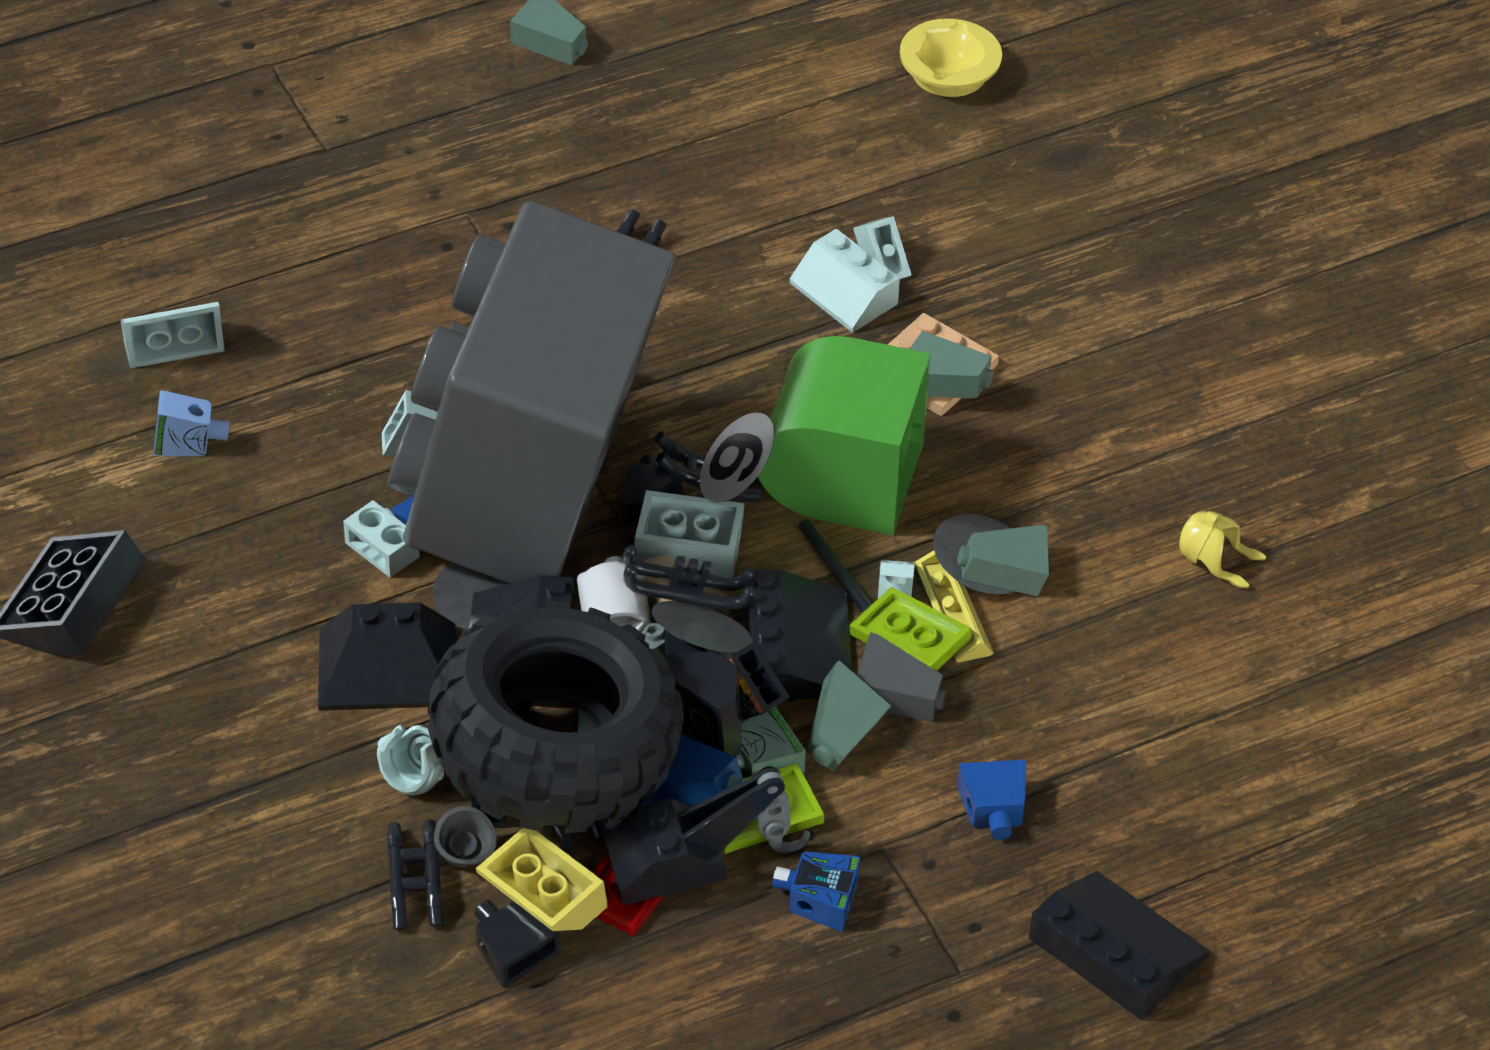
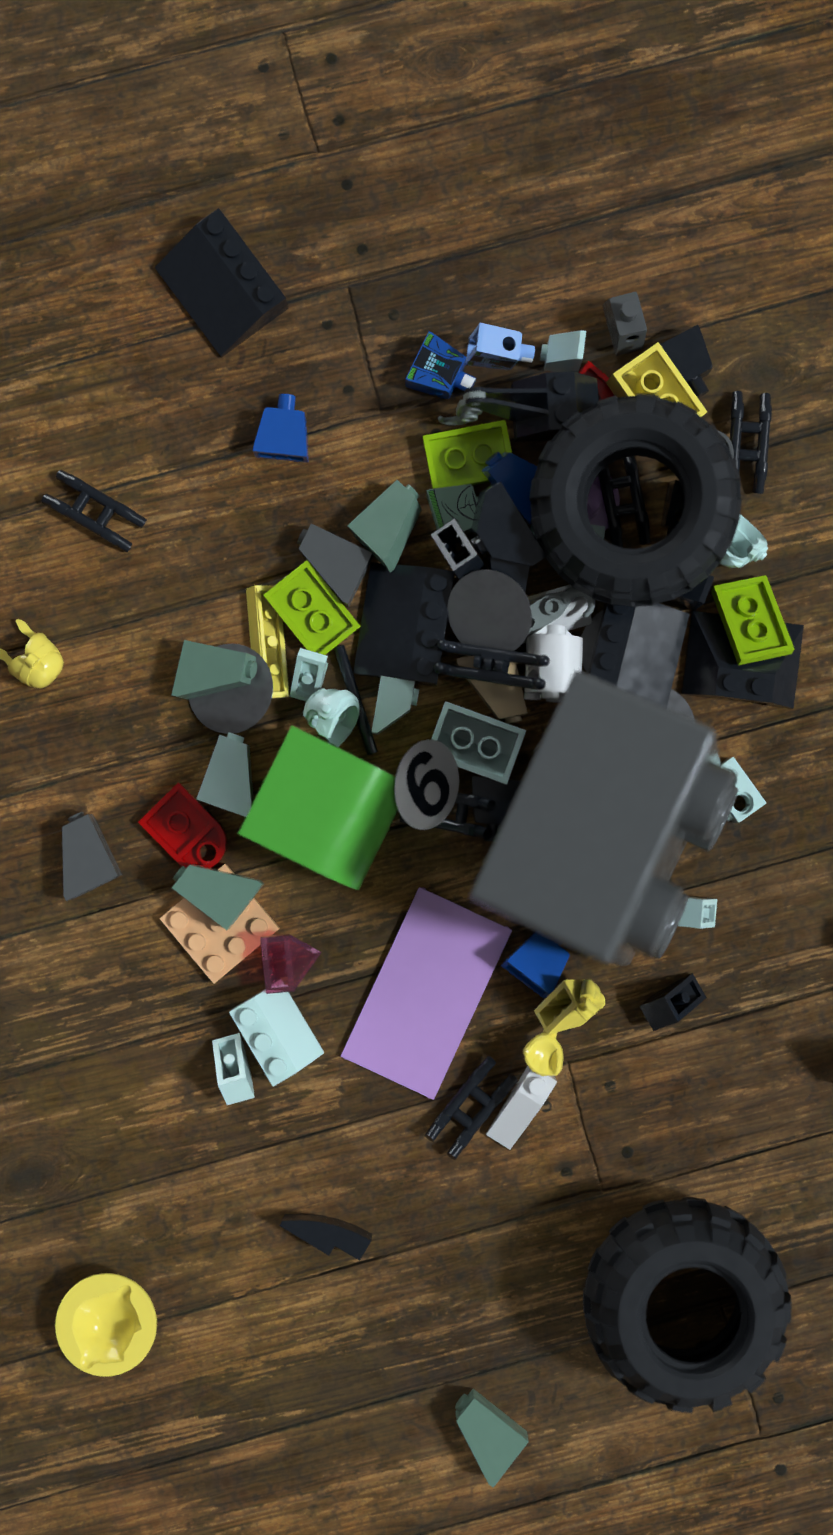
camera: 170 degrees left, 40 degrees up
(372, 113) = (645, 1251): none -> black tyre
(384, 683) = (752, 620): none -> lime plate
(408, 356) = (673, 1002): none -> black slope
(591, 955) = (624, 320): none -> dark grey torso
(667, 918) = (563, 352): none -> light aqua slope
(698, 341) = (426, 993): none -> lavender piece
(749, 145) = (327, 1233): none -> black slope
(754, 910) = (497, 348): none -> light blue torso
(794, 554) = (393, 702): none -> light aqua slope
(855, 321) = (285, 962): none -> clear pink slope
(861, 535) = (332, 714): none -> light aqua helmet
(957, 472) = (229, 776): none -> light aqua slope
(994, 433) = (184, 828): none -> red tile
(1093, 391) = (85, 857): none -> dark grey slope
(1210, 705) = (98, 526): none -> black piece

